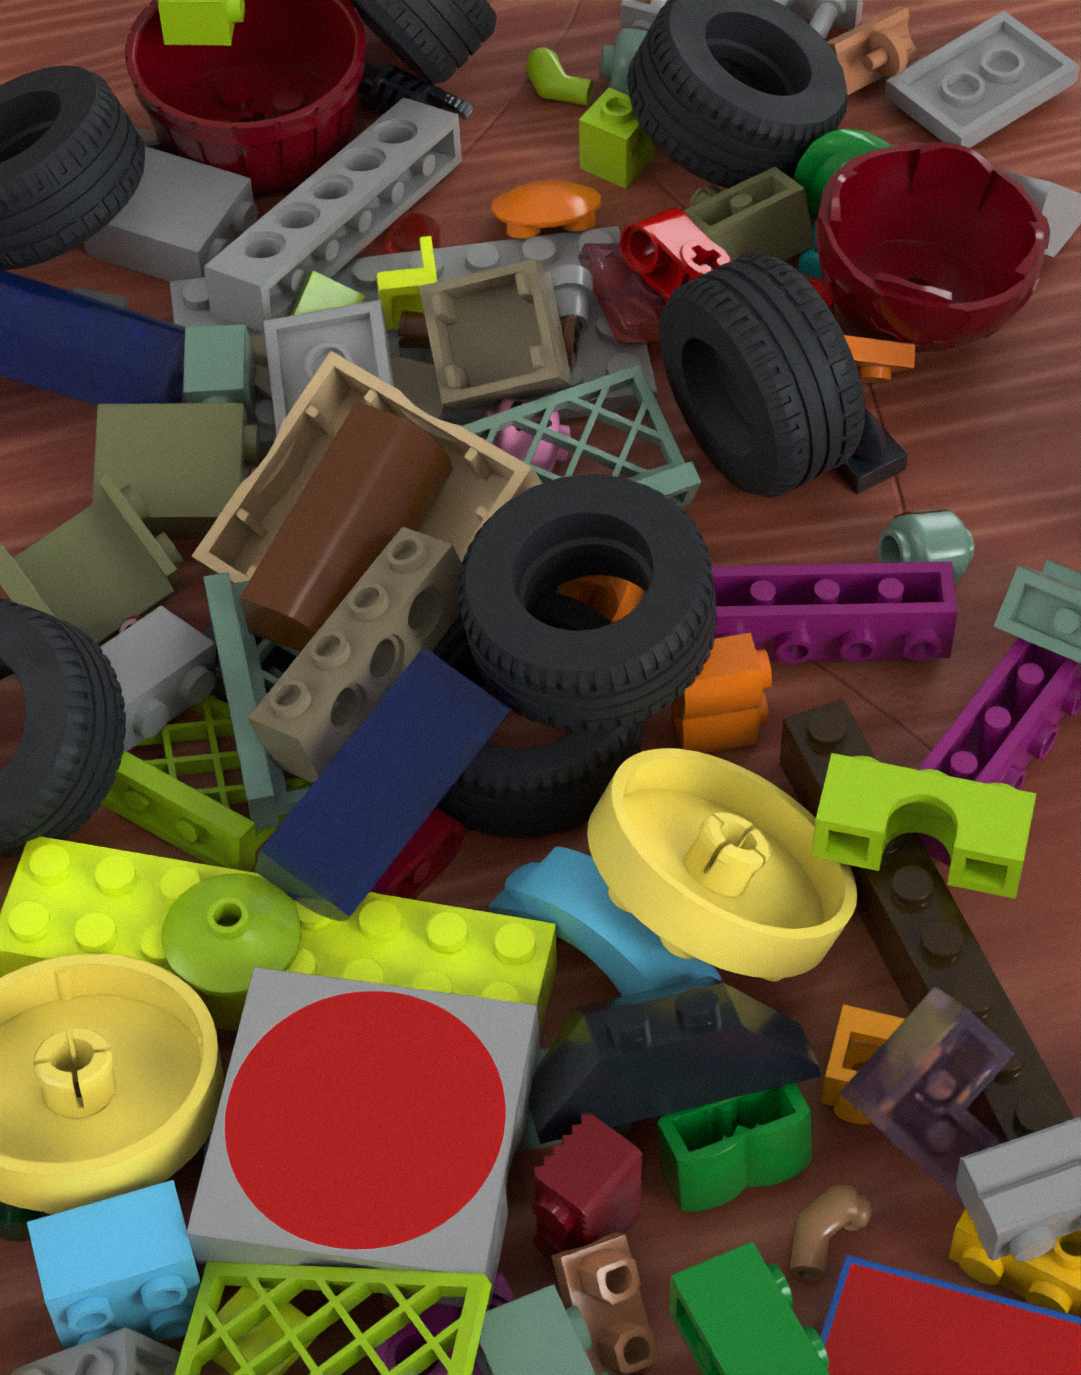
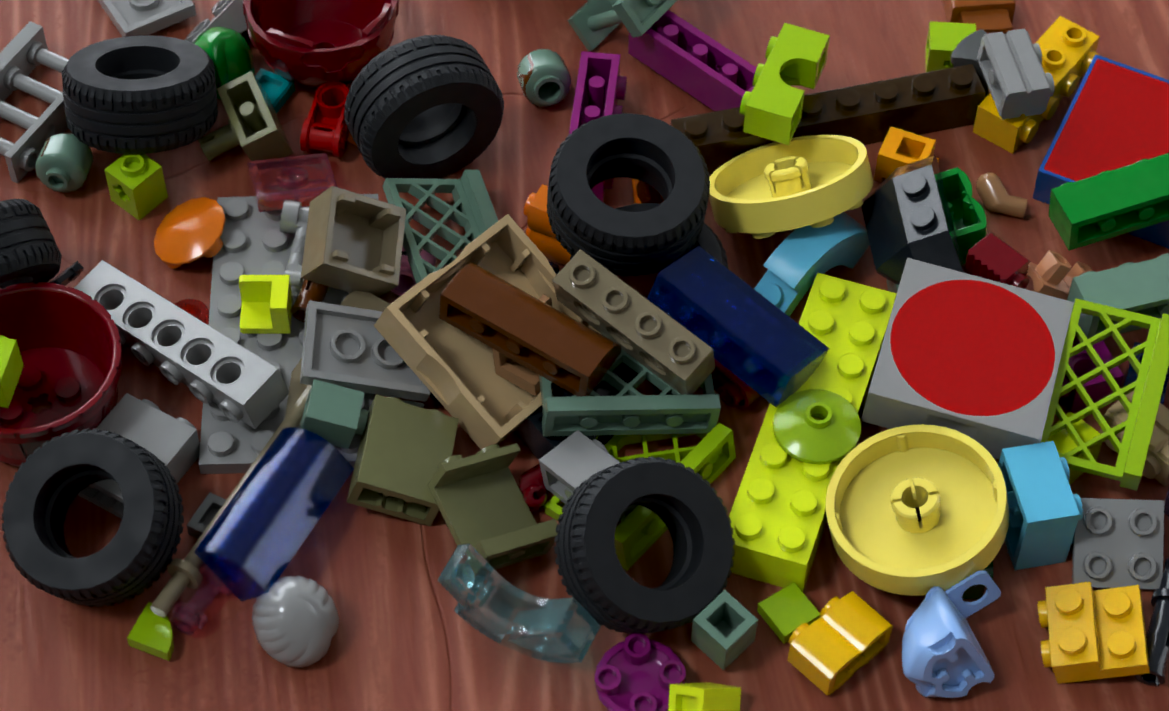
camera: 85 degrees left, 0 degrees up
(323, 293) = (272, 352): lime tile -> none
(552, 82) = (61, 215): lime arm -> none
(669, 250) = (285, 151): red piece -> none
(875, 49) = (102, 26): nougat hips -> none
(924, 1082) = (950, 110): brick -> none

